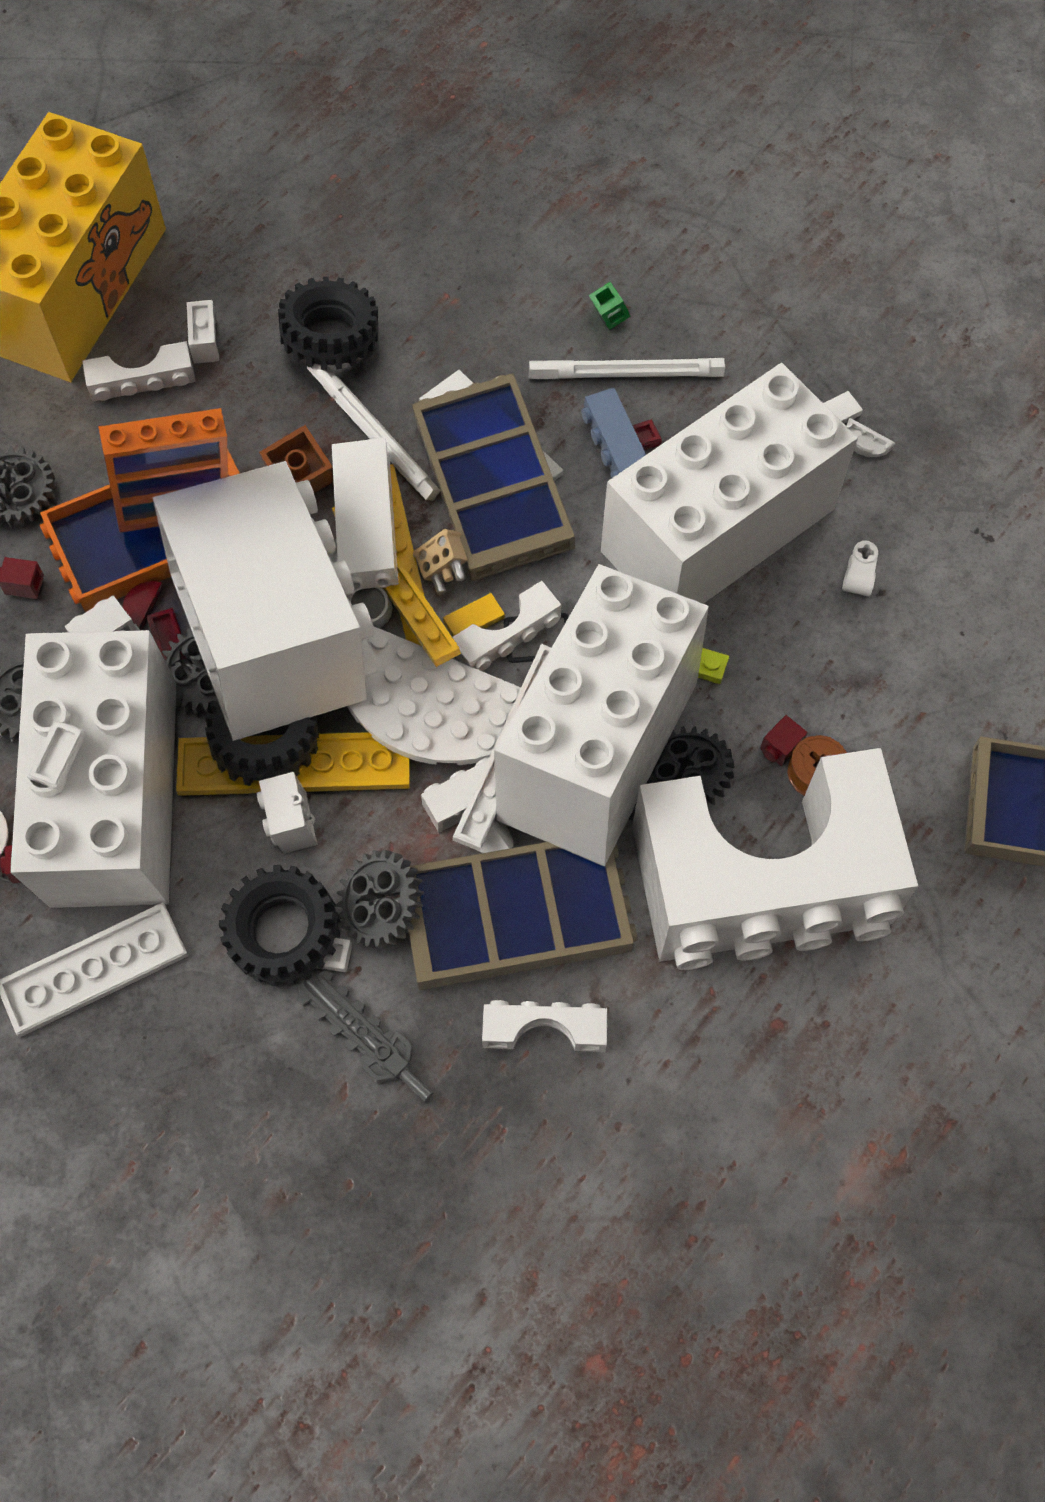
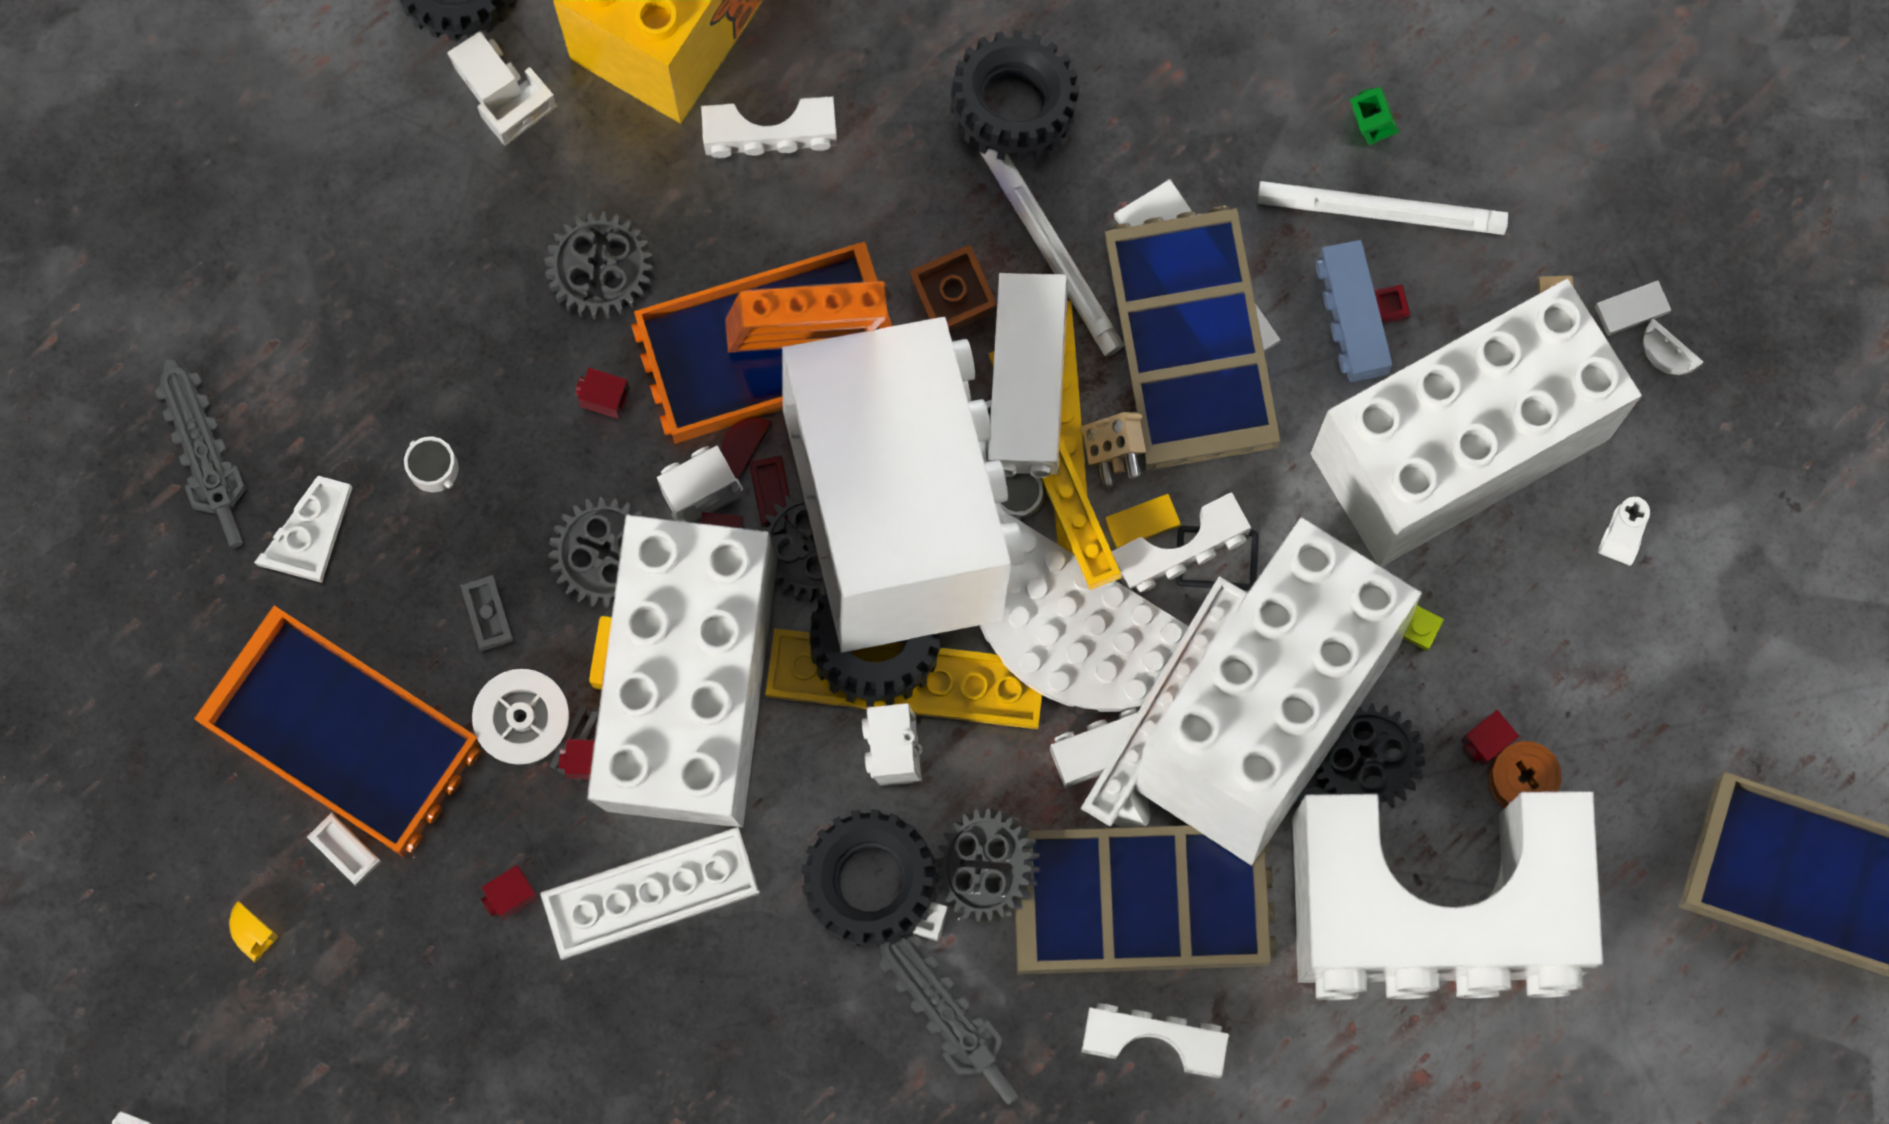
camera: 10 degrees right, 10 degrees up
(56, 755) = (653, 674): white tile -> none
(201, 331) = (853, 81): white panel -> none

